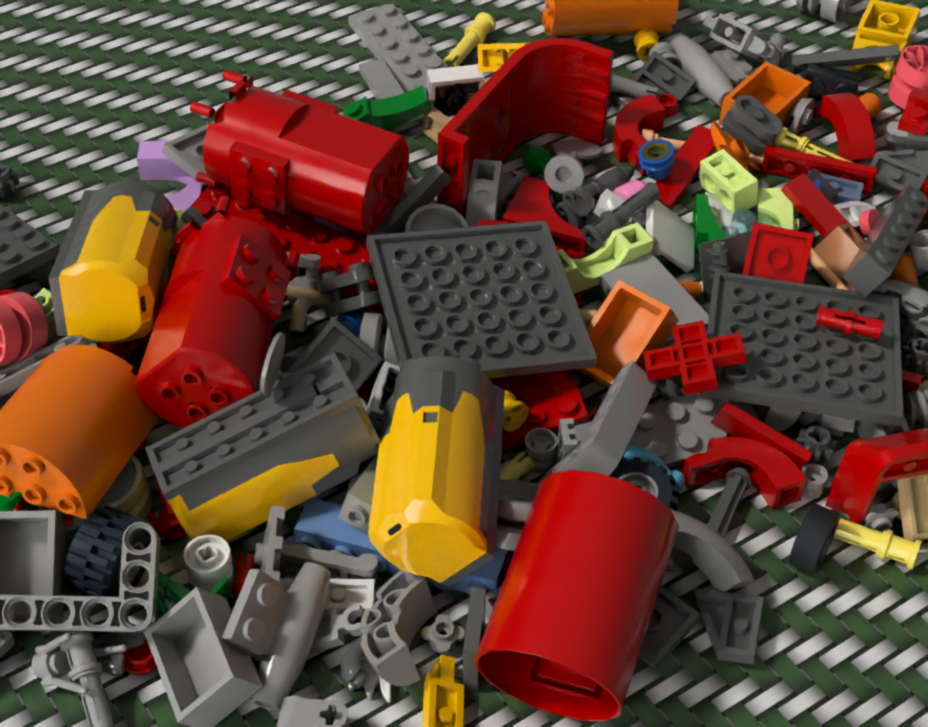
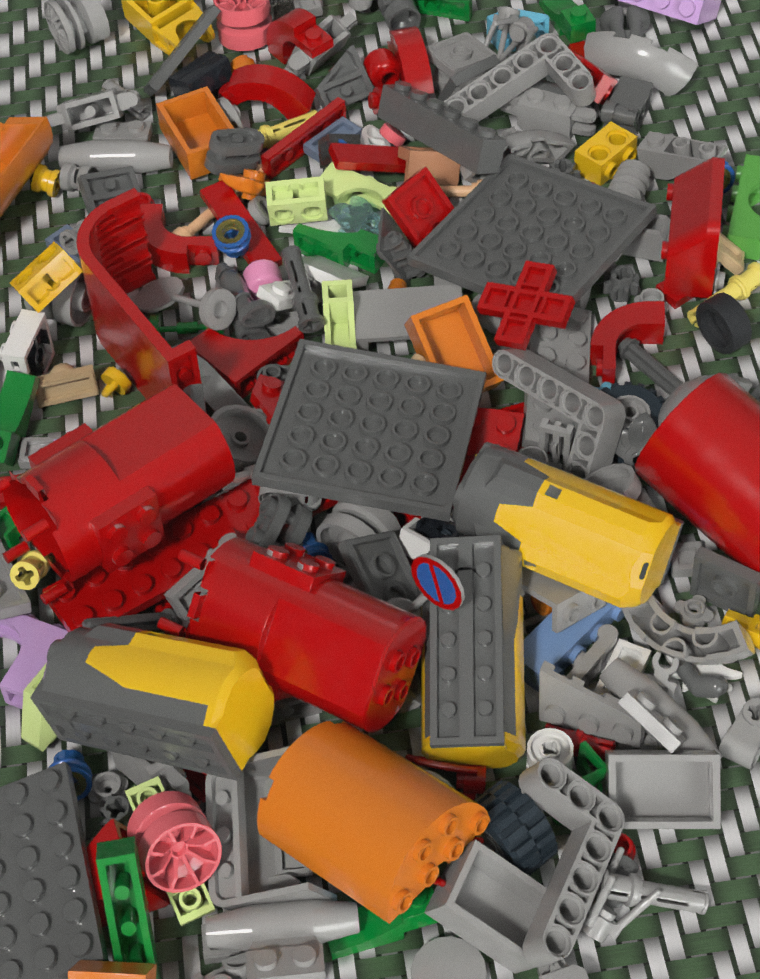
camera: 60 degrees left, 5 degrees up
(741, 424) = (590, 314): red tile -> none
(849, 322) = (525, 199): red pin -> none

